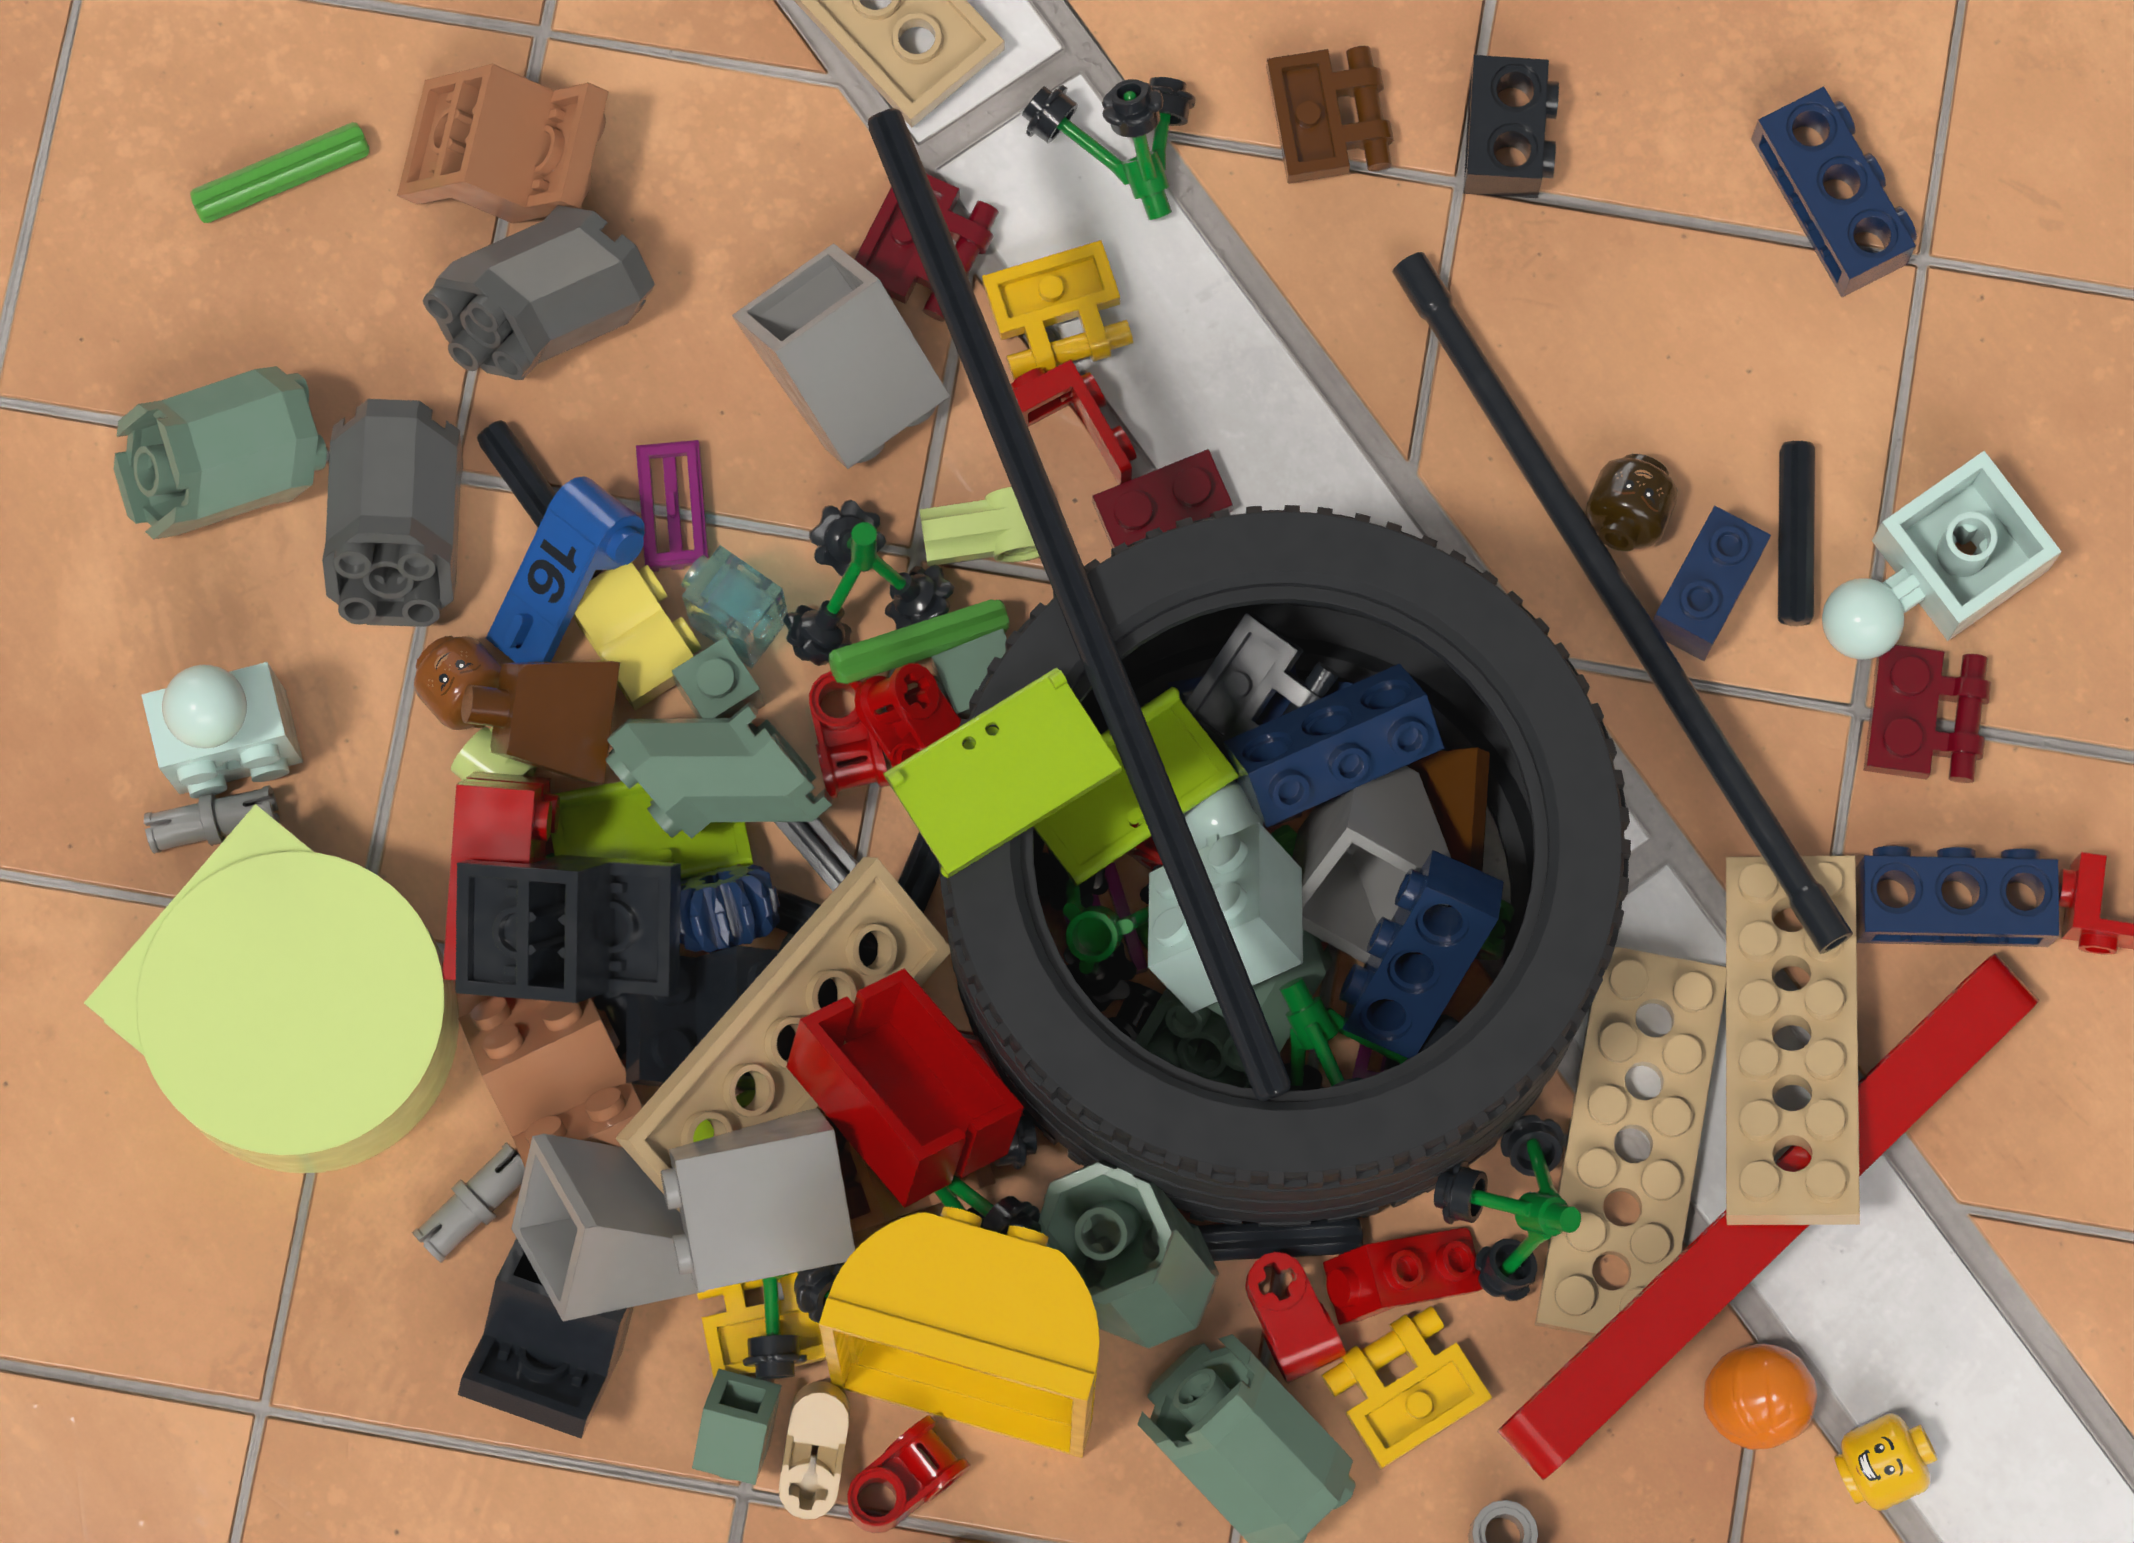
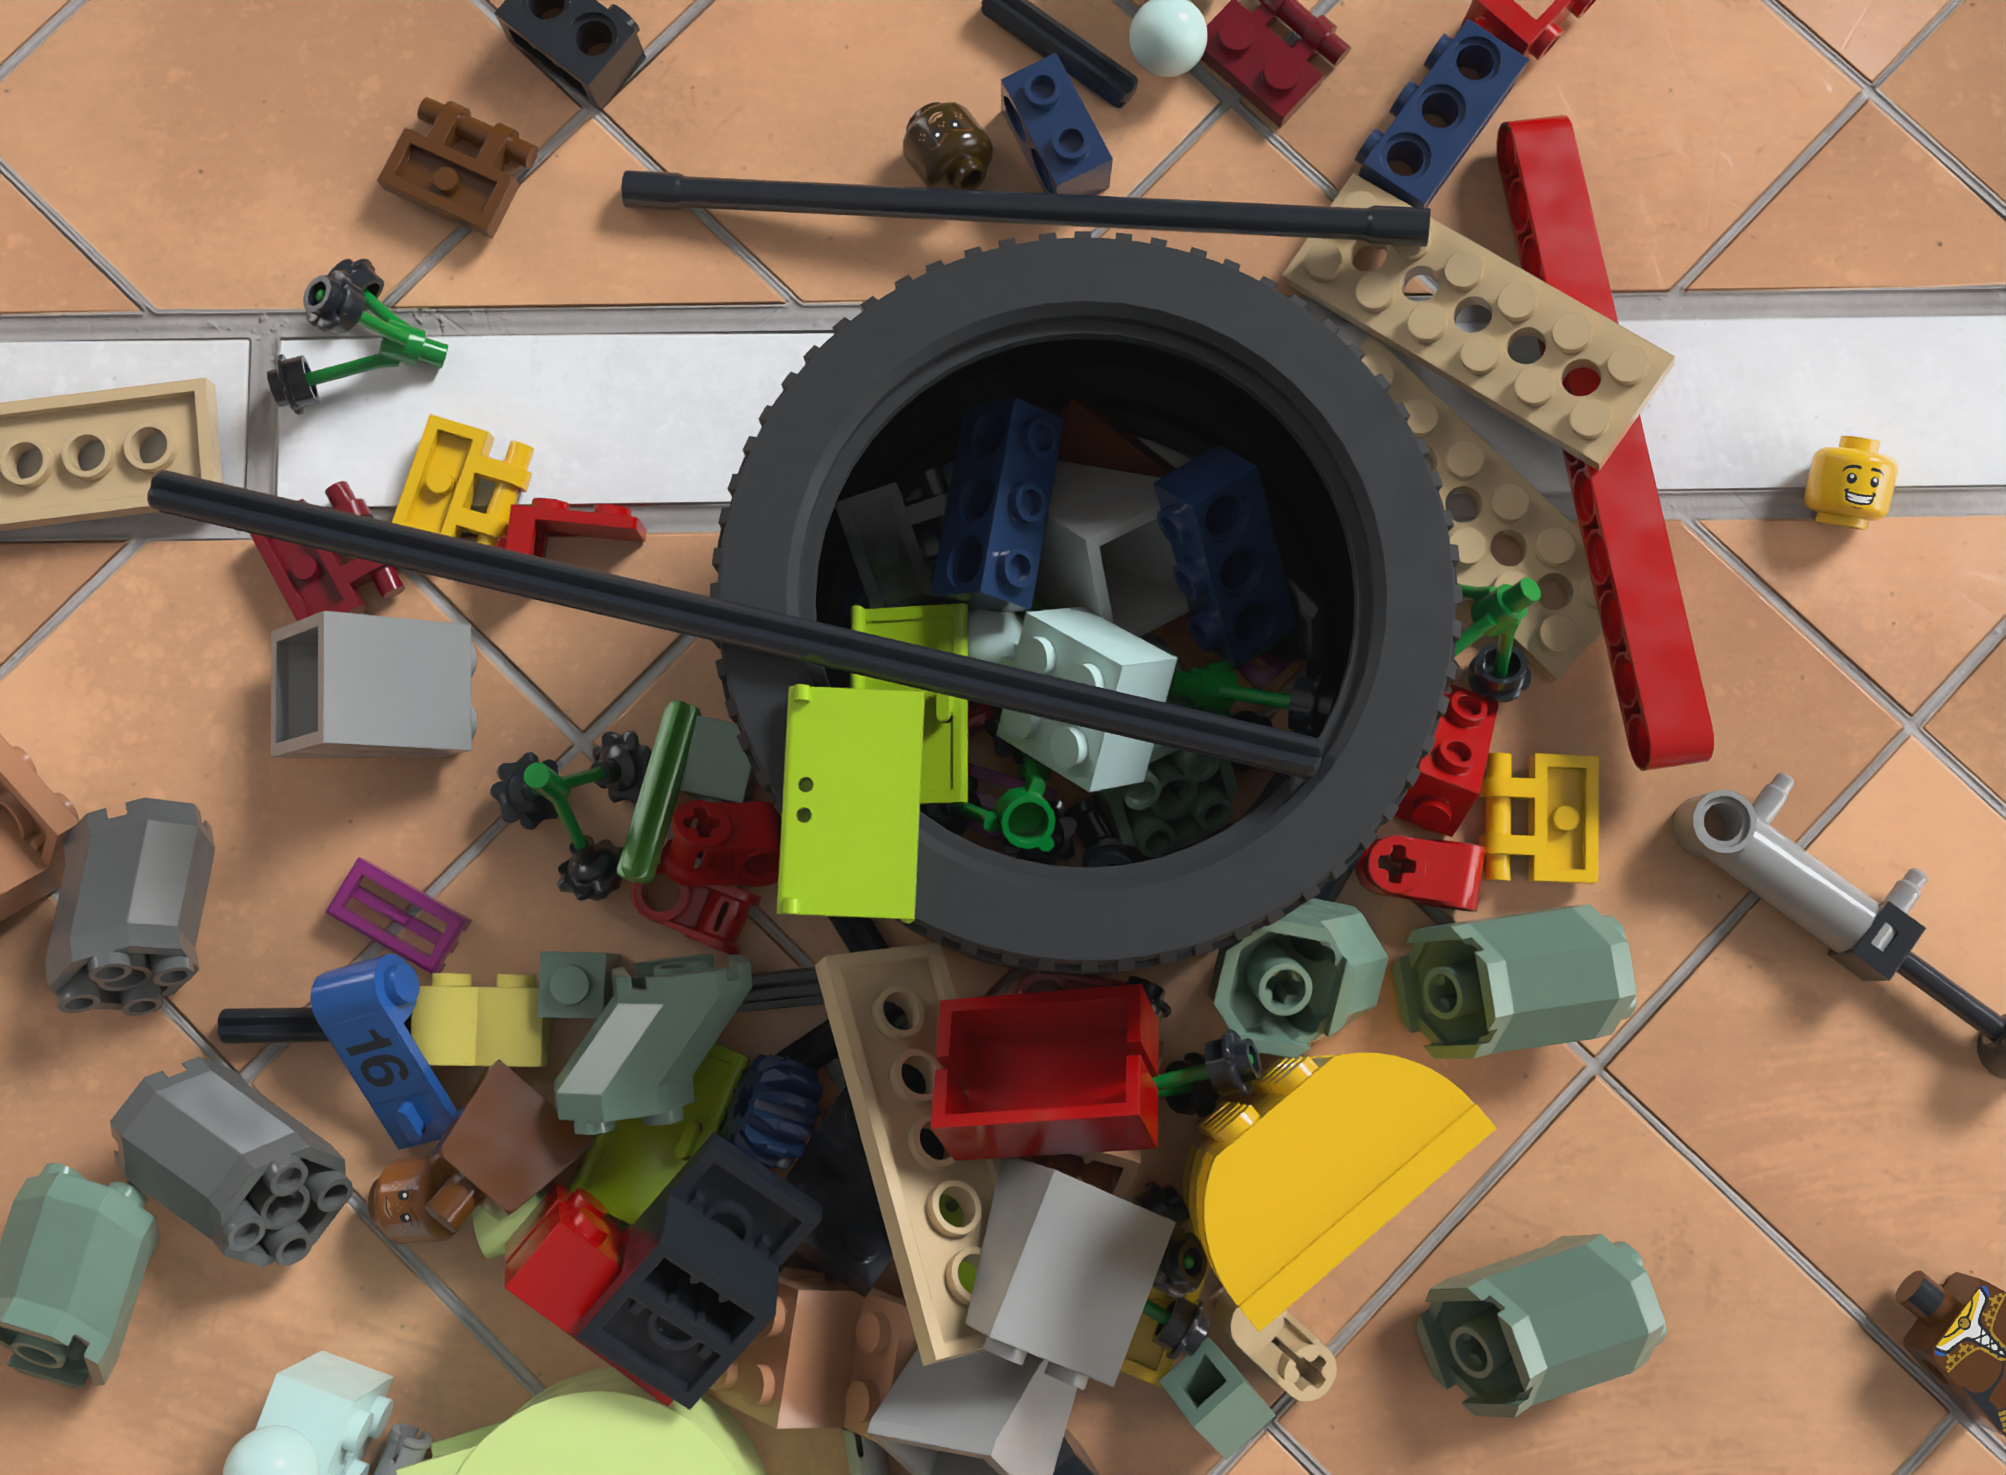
camera: 55 degrees left, 5 degrees up
(734, 602) = (517, 924): clear light blue brick -> none
(907, 1475) = (1355, 1279): red piece -> none
(978, 531) = (608, 659): yellowish green piece -> none
(1161, 498) = (684, 517): dark red plate -> none
(1760, 1396) = (1733, 544): orange hair -> none

